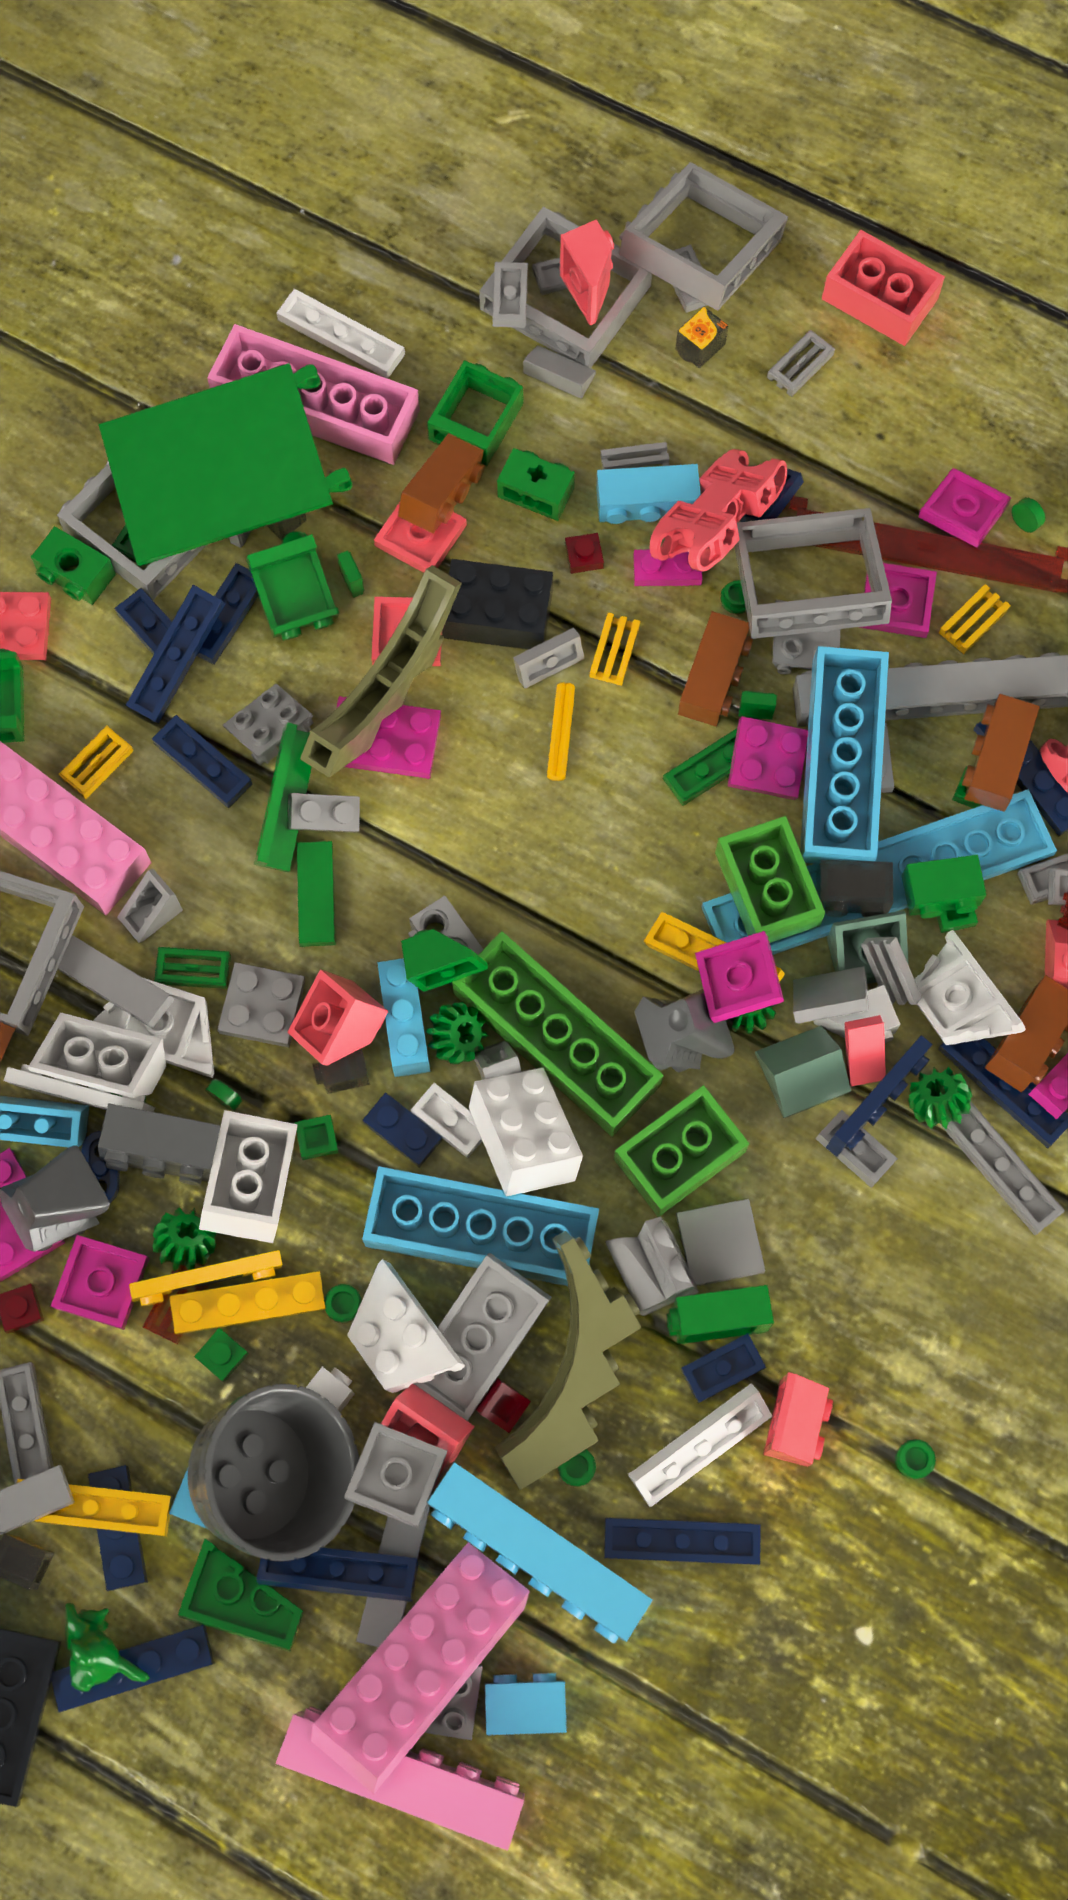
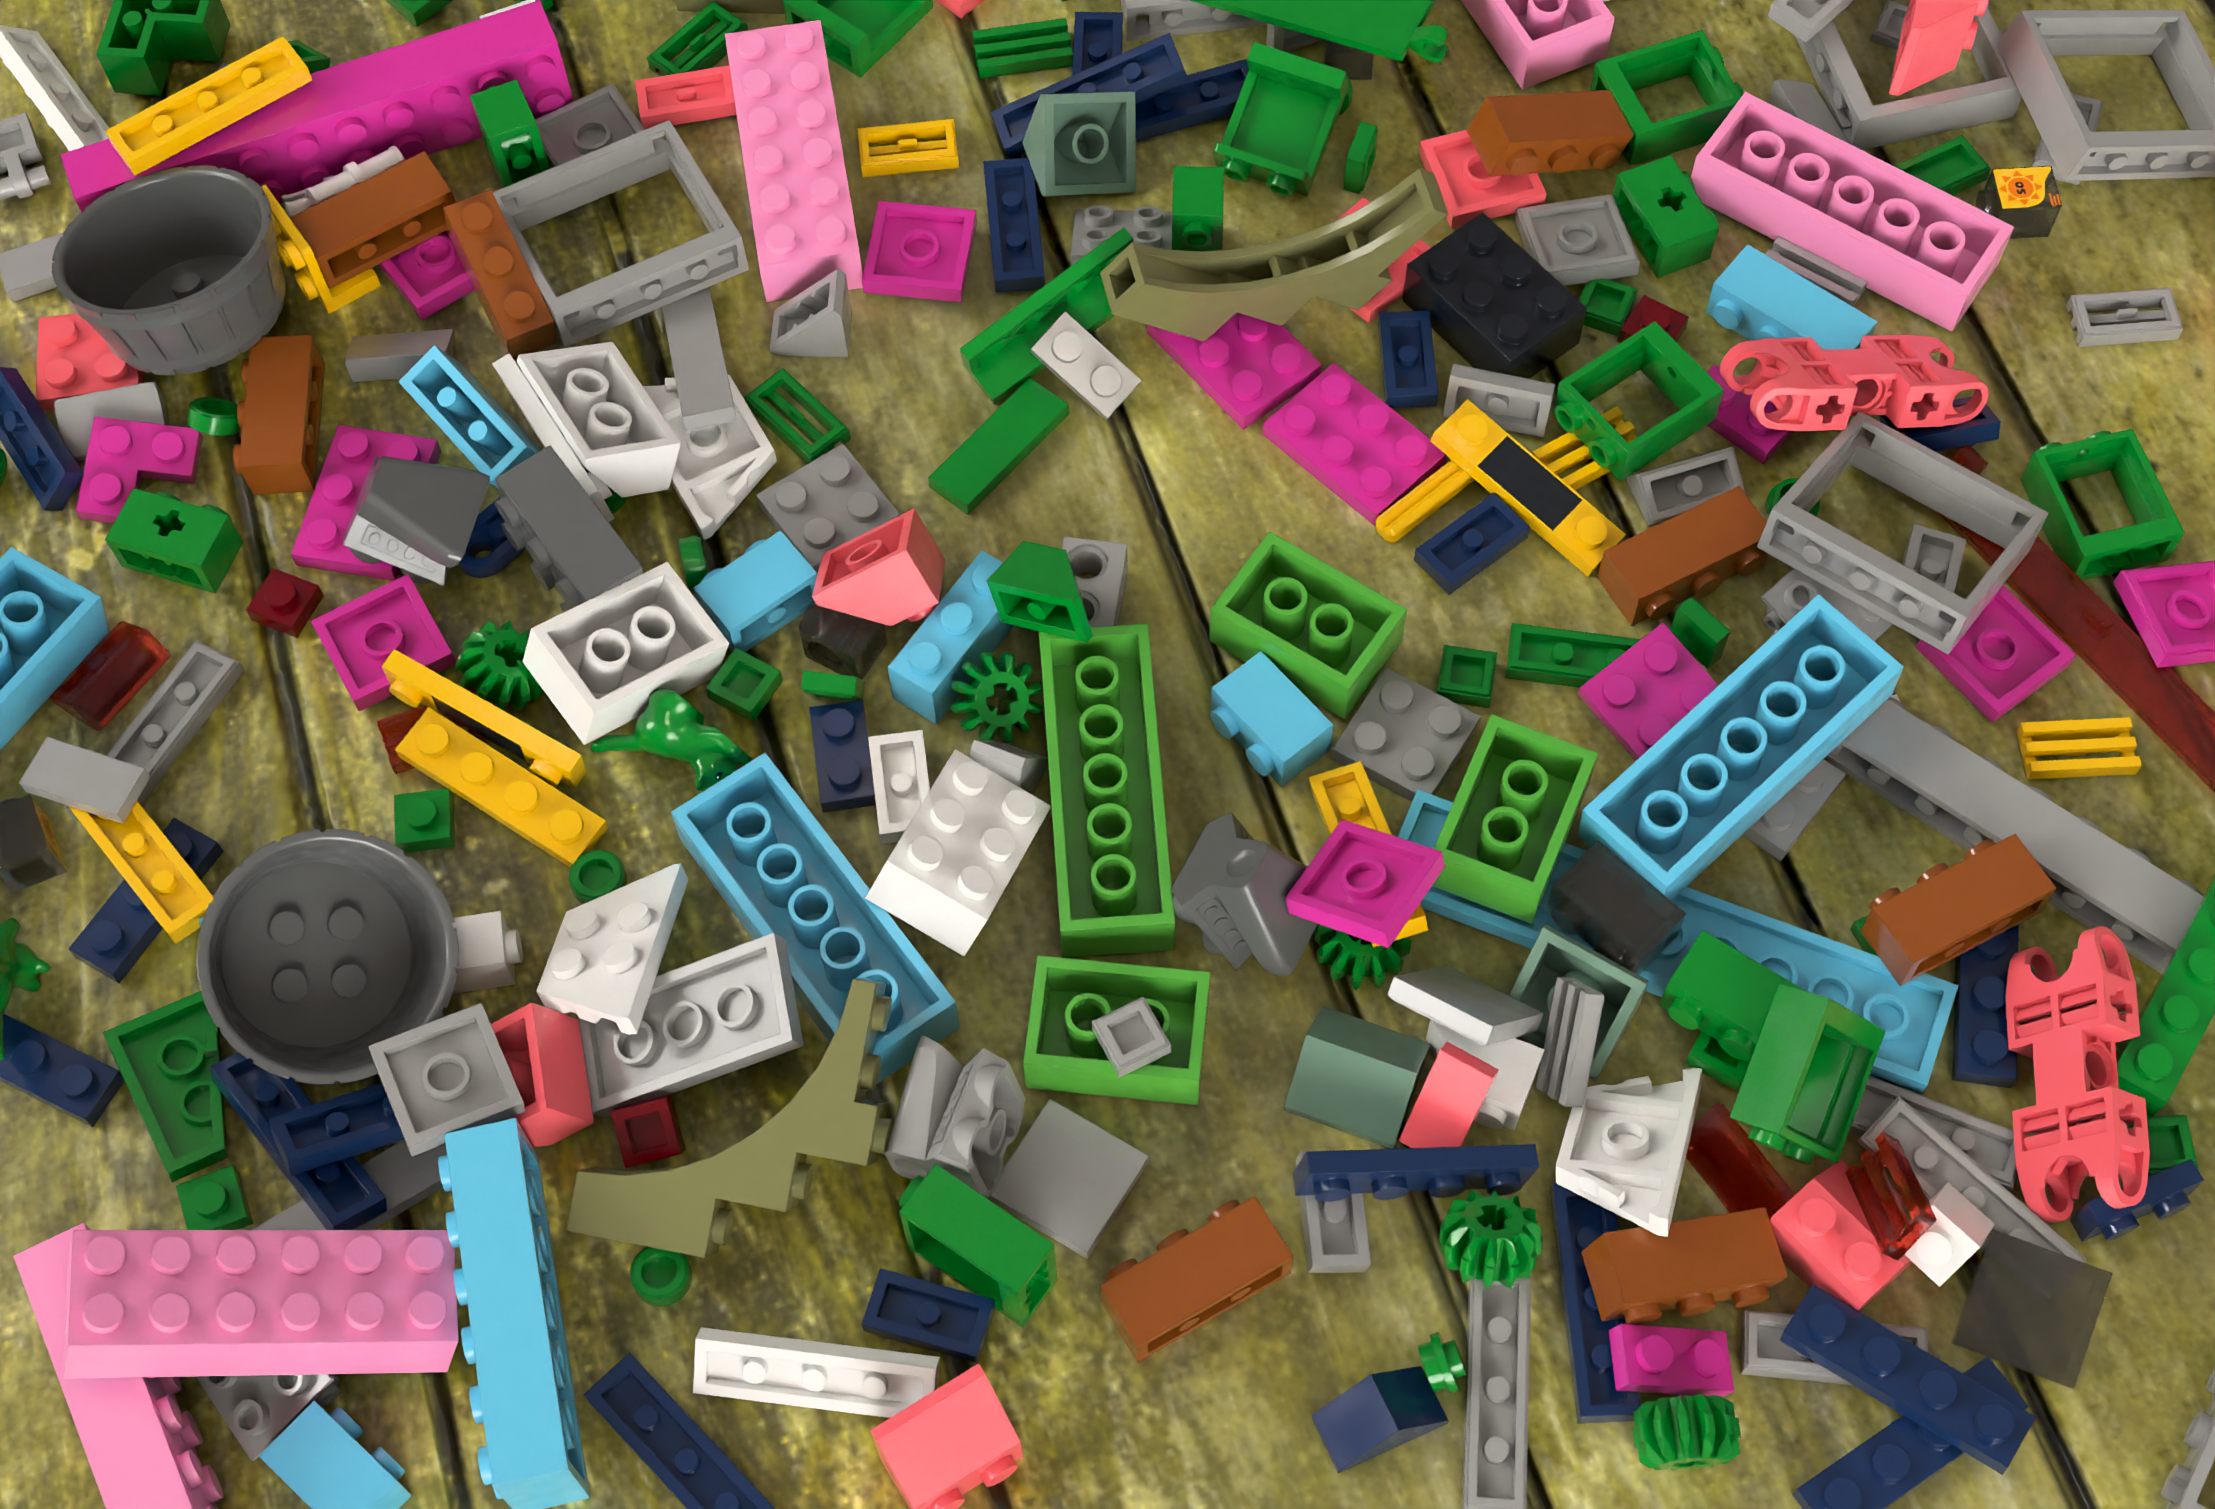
camera: 45 degrees right, 10 degrees down
(108, 627) = (1021, 42): none -> green tile
(166, 818) = (919, 251): none -> dark pink plate
(200, 686) = (1083, 143): none -> sand green slope
(274, 1081) = (758, 592): none -> medium azure brick
(308, 681) = (1197, 208): none -> green brick
(311, 1193) = (677, 732): none -> green animal
(322, 1641) = (215, 1201): none -> green plate
(360, 1549) = (335, 1129): none -> dark blue plate
(365, 1098) = (832, 686): none -> green tile
(480, 671) = (1407, 359): none -> dark blue plate
(495, 740) = (1353, 443): none -> dark pink plate
(503, 532) = (1578, 239): none -> light grey tile
(548, 556) = (1607, 304): none -> green tile
(573, 862) = (1309, 622): none -> bright green brick
(597, 927) = (1270, 719): none -> medium azure brick
(606, 695) = (1527, 487): none -> yellow plate
(606, 748) = (1471, 543): none -> dark blue plate
(627, 409) = (1850, 210): none -> bright pink brick
(627, 574) = (1668, 368): none -> green window
(643, 352) = (1949, 166): none -> green tile
(665, 821) = (1467, 675): none -> green tile
(666, 878) = (1406, 736): none -> light grey plate
(676, 627) = (1684, 484): none -> light grey slope
(700, 1151) = (1131, 1037): none -> light grey tile
(825, 1237) = (1195, 1277): none -> dark orange brick
(831, 575) = (1935, 555): none -> light grey plate
(890, 456) = (2115, 550): none -> green window
(963, 1226) = (1378, 1416): none -> dark blue slope
(969, 1175) = (1442, 1363): none -> green plate
(1012, 896) = (1806, 1076): none -> green window
(1012, 965) = (1734, 1165): none -> clear red slope

